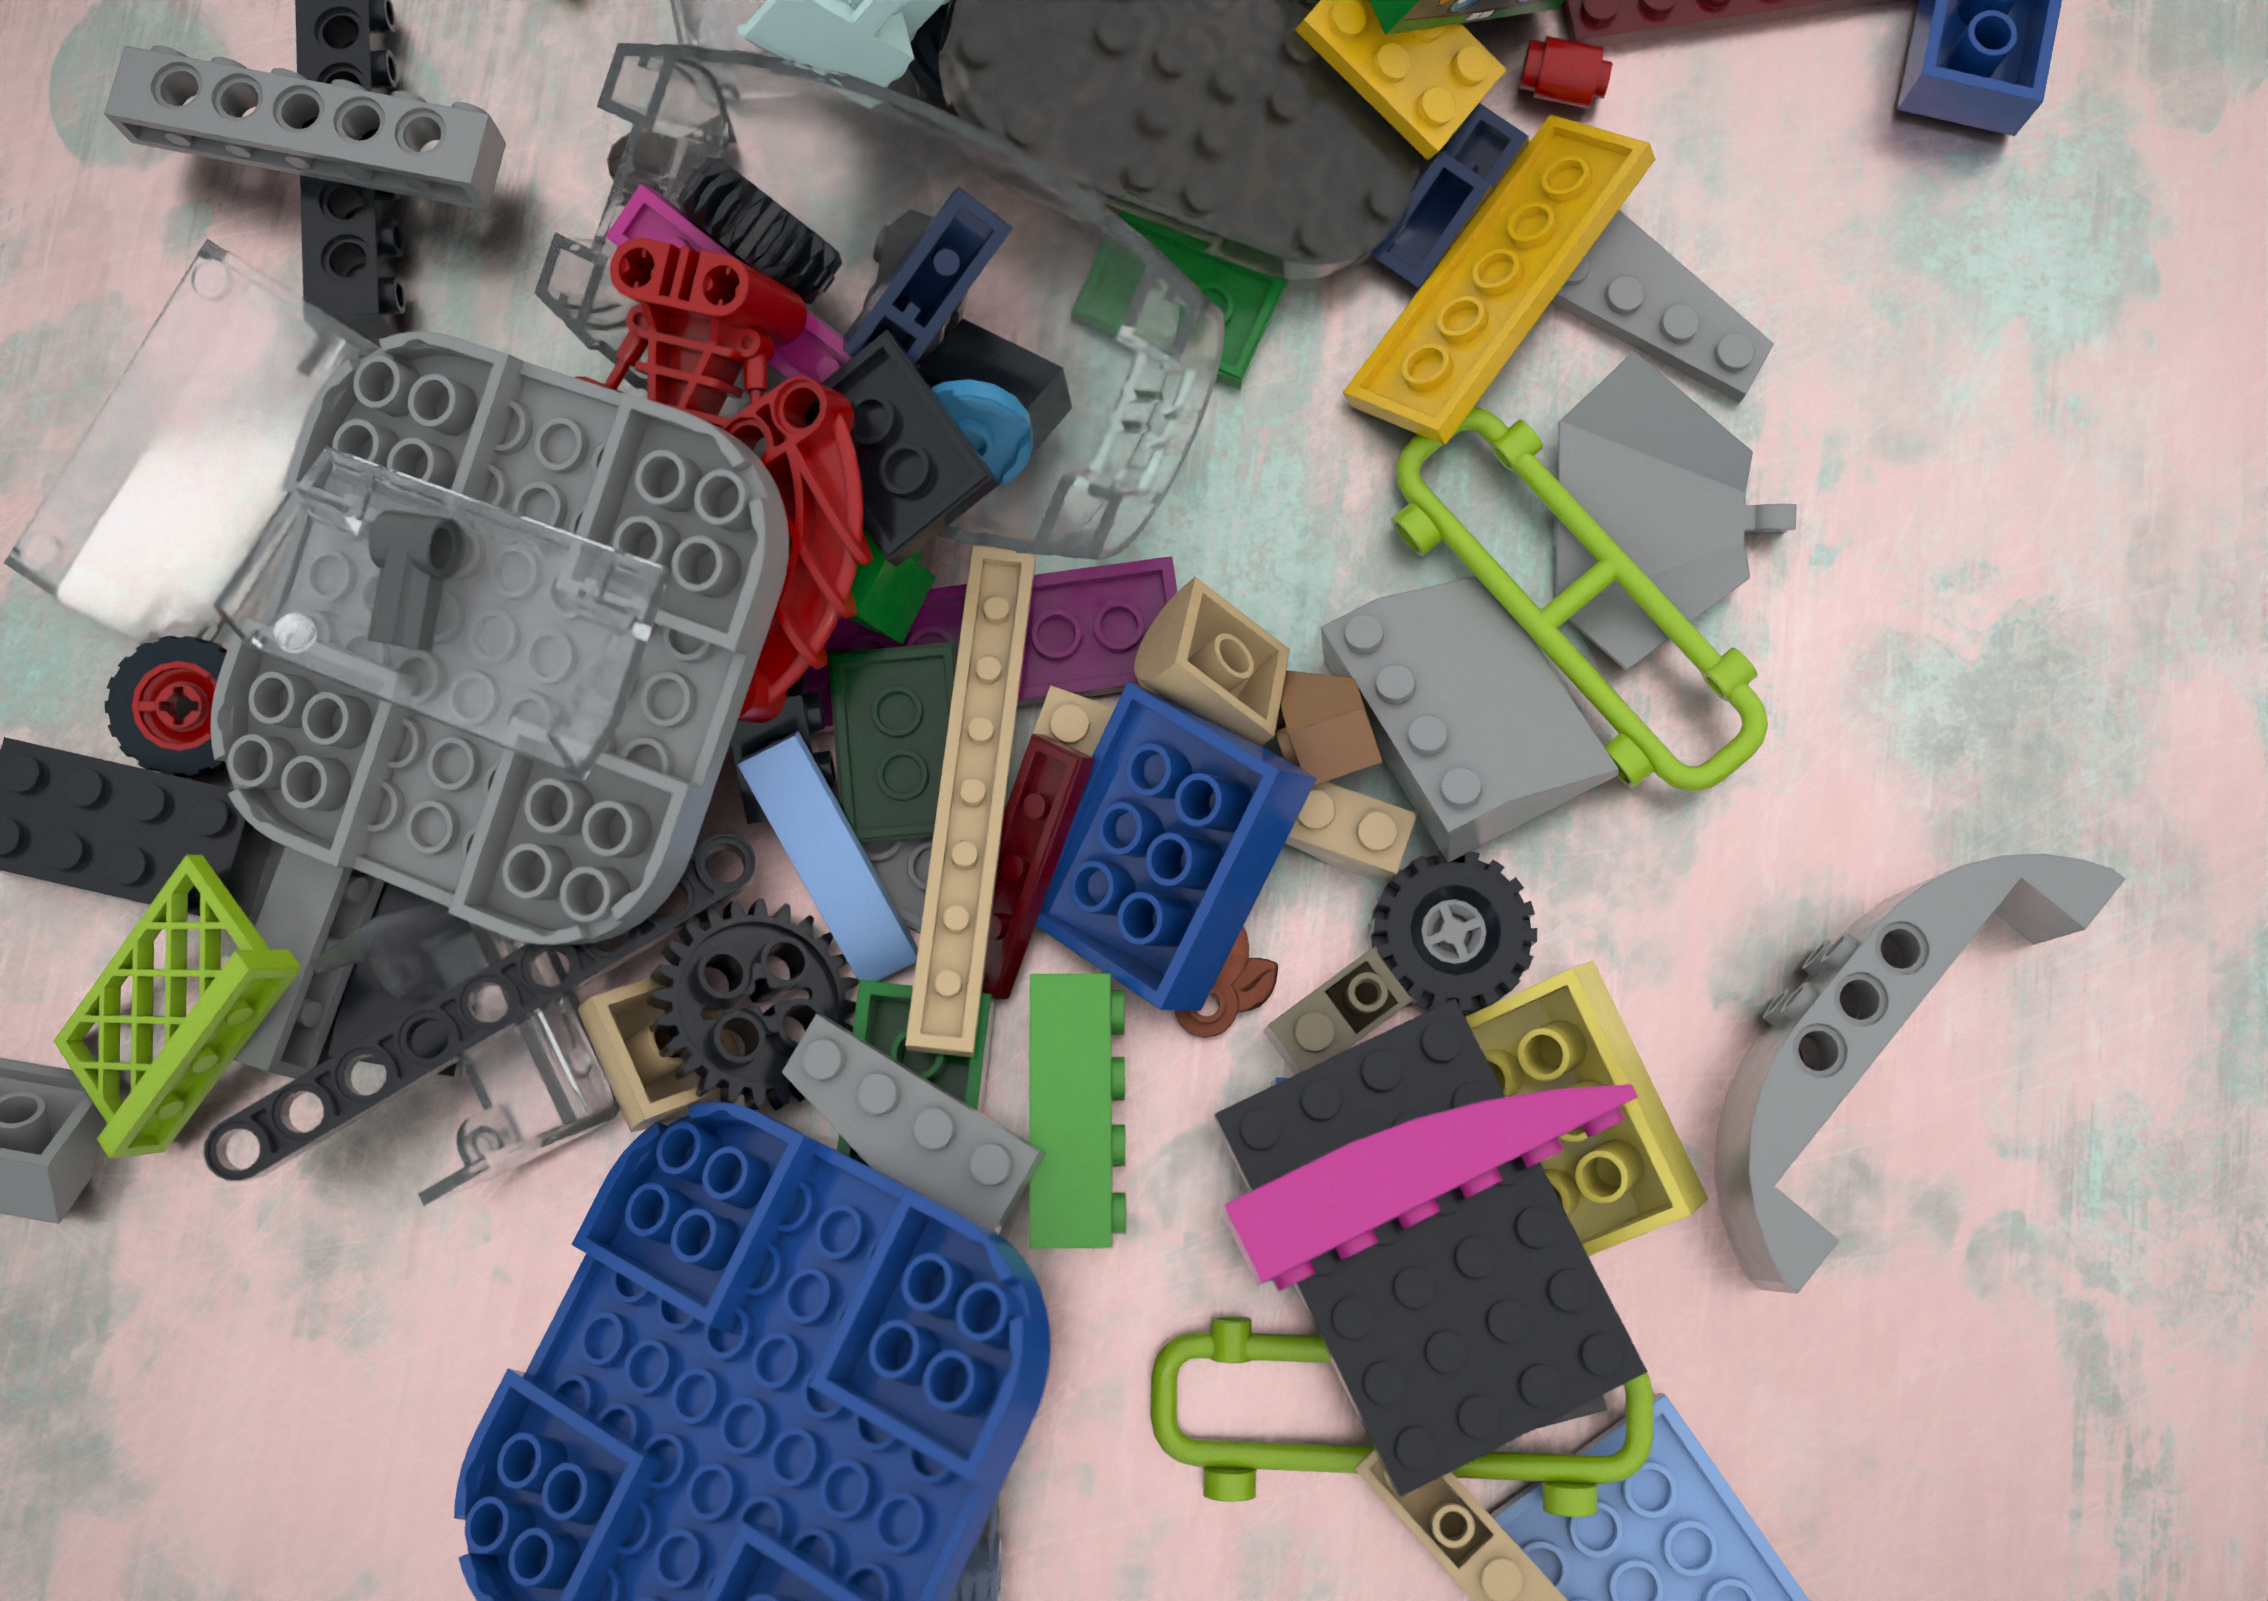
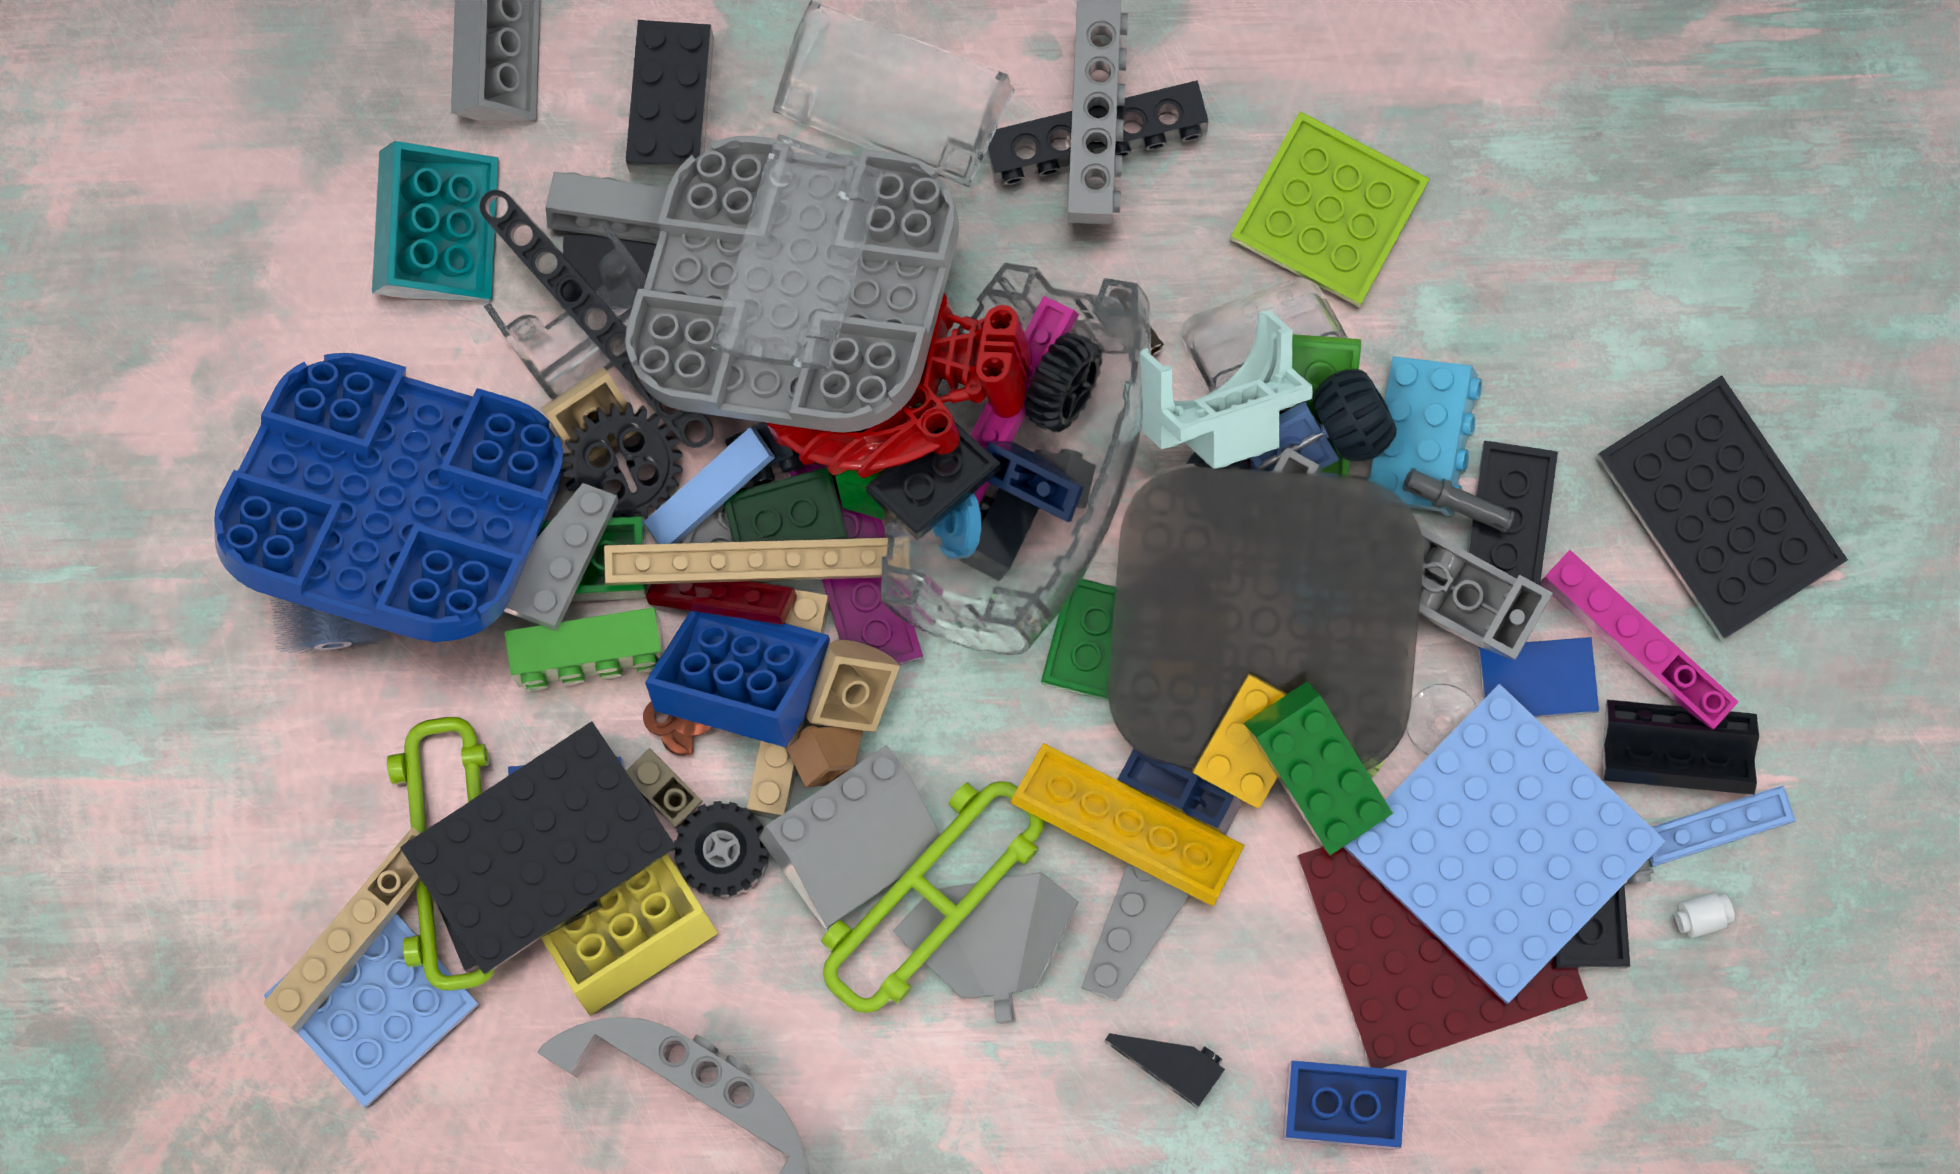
camera: 85 degrees right, 0 degrees up
(145, 701) = (744, 93): wheel -> none
(196, 1045) = (547, 167): lime fence -> none
(254, 1285) = (431, 224): none -> teal slope
(413, 561) = (819, 234): dark grey piece -> none
(1401, 1174) = (569, 821): dark pink slope -> none
(1565, 71) = (1273, 849): red brick -> none
(1889, 267) = (1176, 1066): none -> black slope

